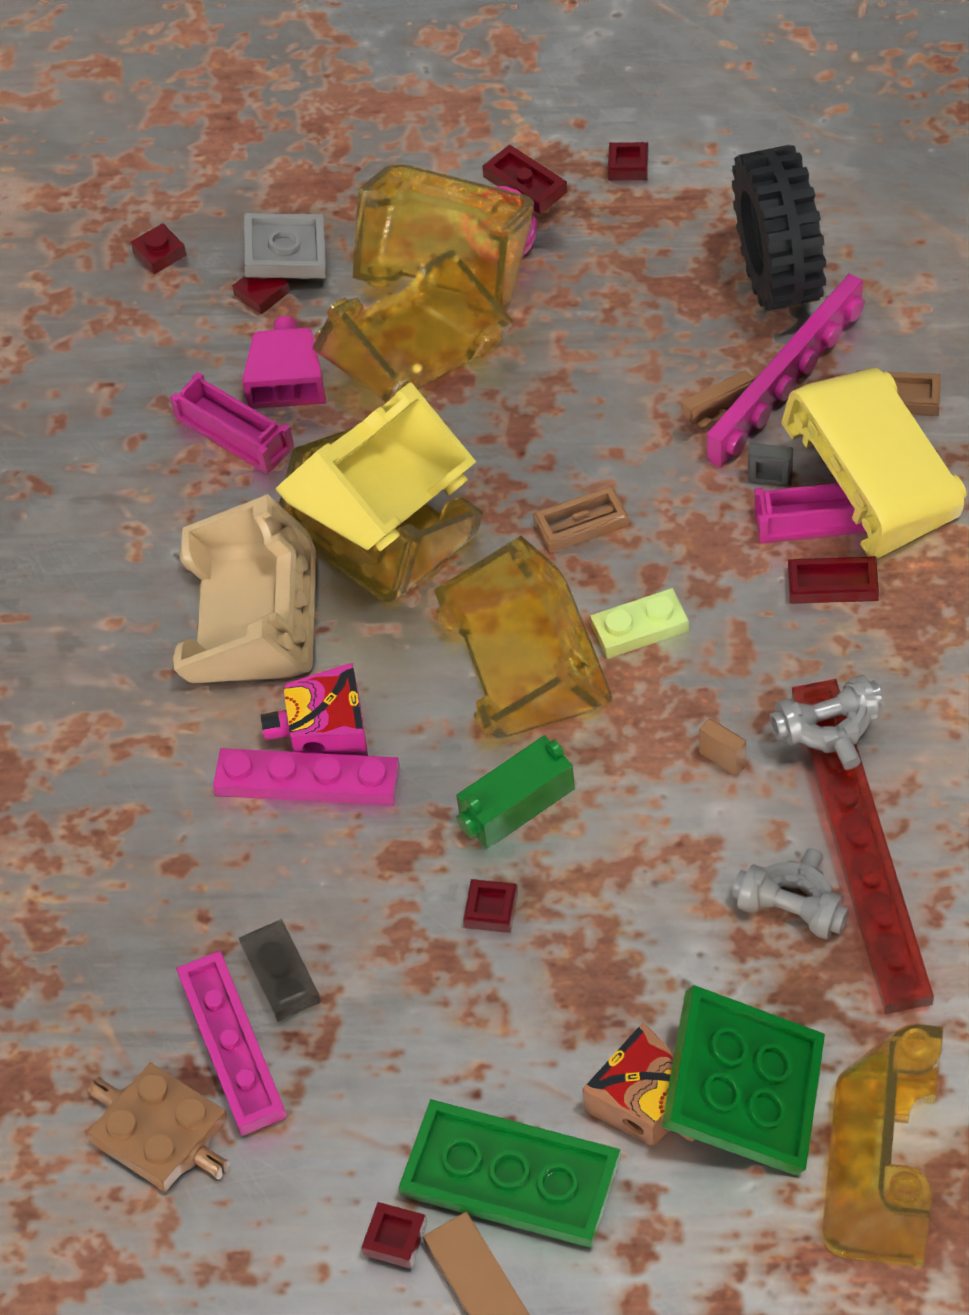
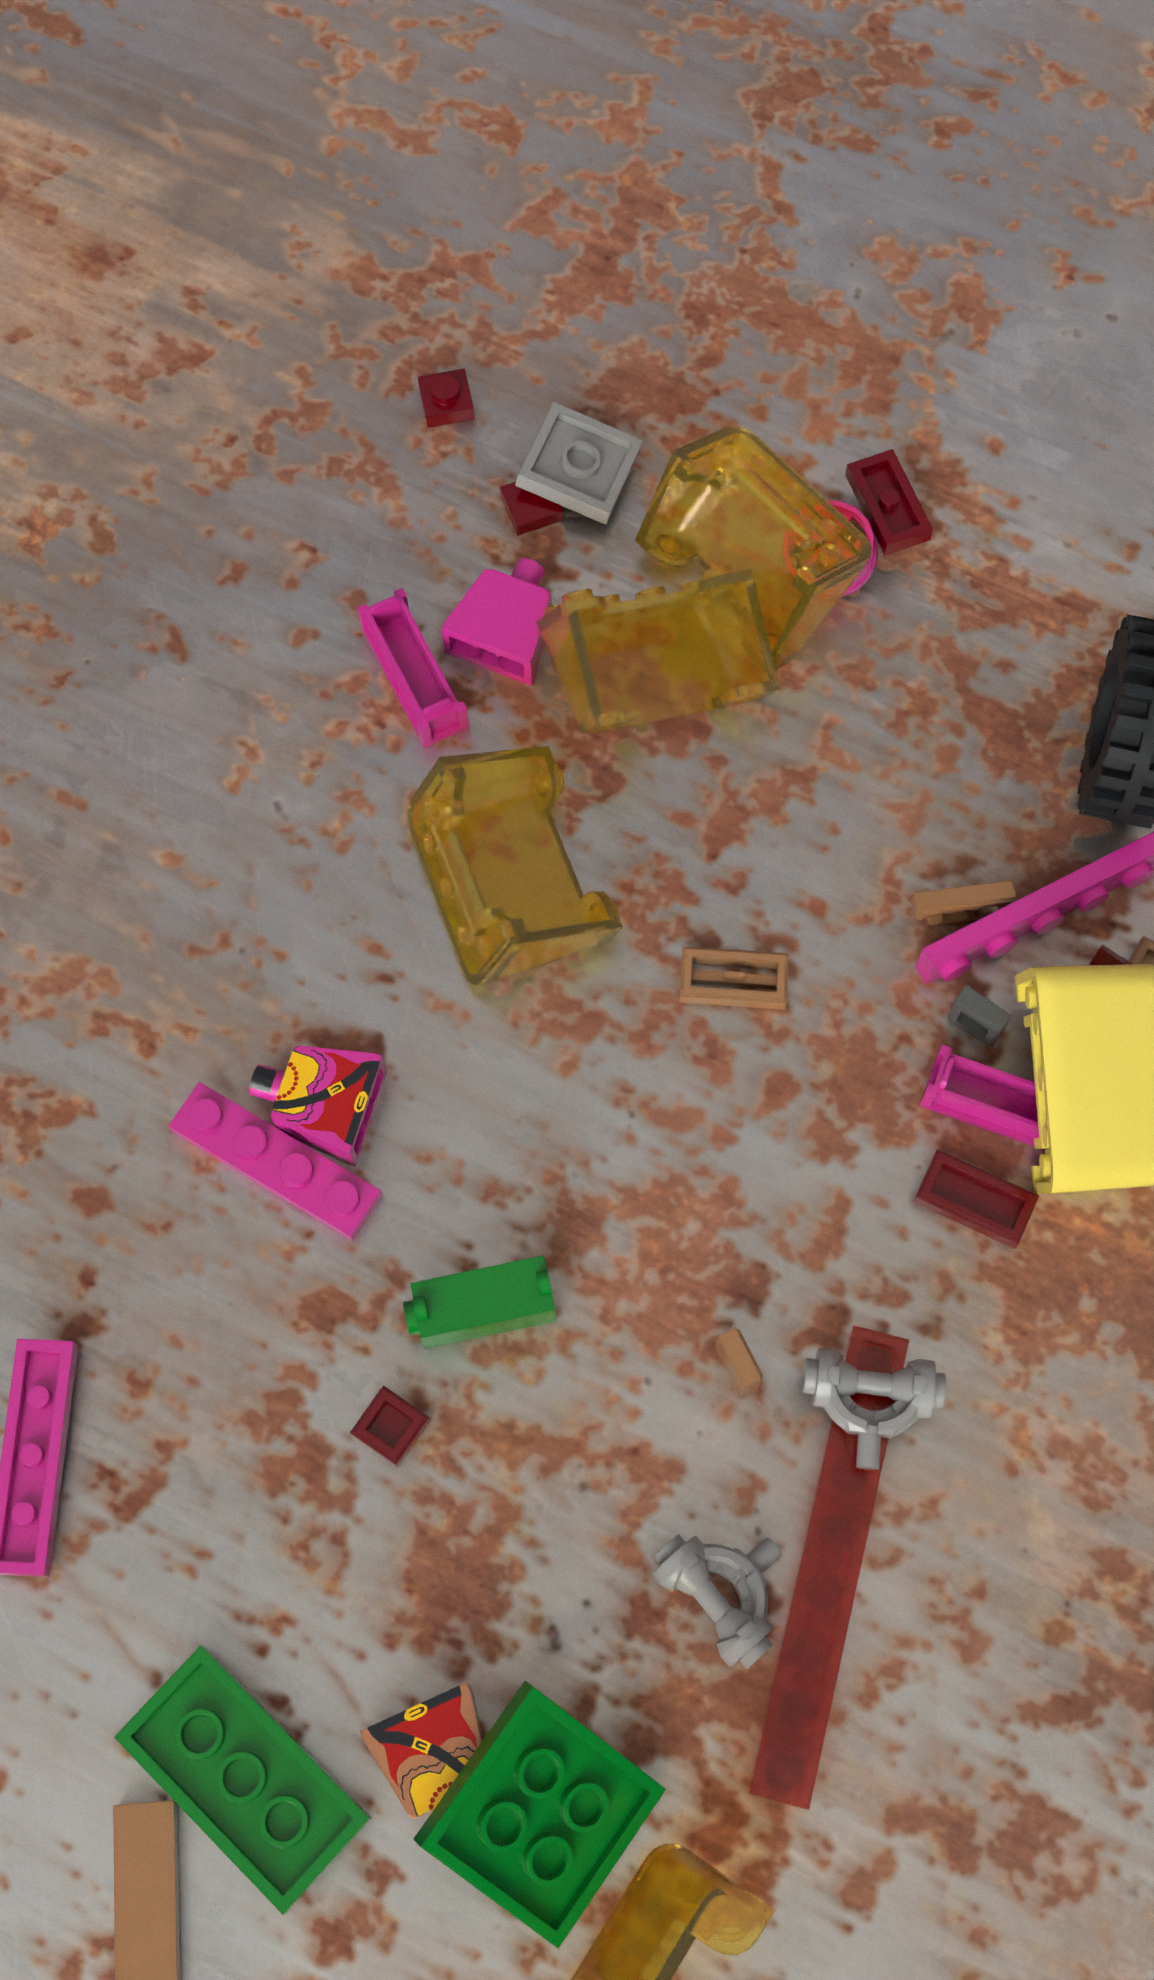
camera: 20 degrees right, 15 degrees up
(253, 595) = (324, 911): tan windscreen -> none
(279, 970) = (126, 1394): clear smoke plate -> none
(380, 471) = (516, 836): light yellow windscreen -> none
(394, 1235) = (84, 1788): dark red plate -> none
(523, 641) = (588, 1118): clear yellow windscreen -> none
(628, 161) = (1024, 525): dark red tile -> none
(639, 623) = (731, 1147): yellowish green plate -> none

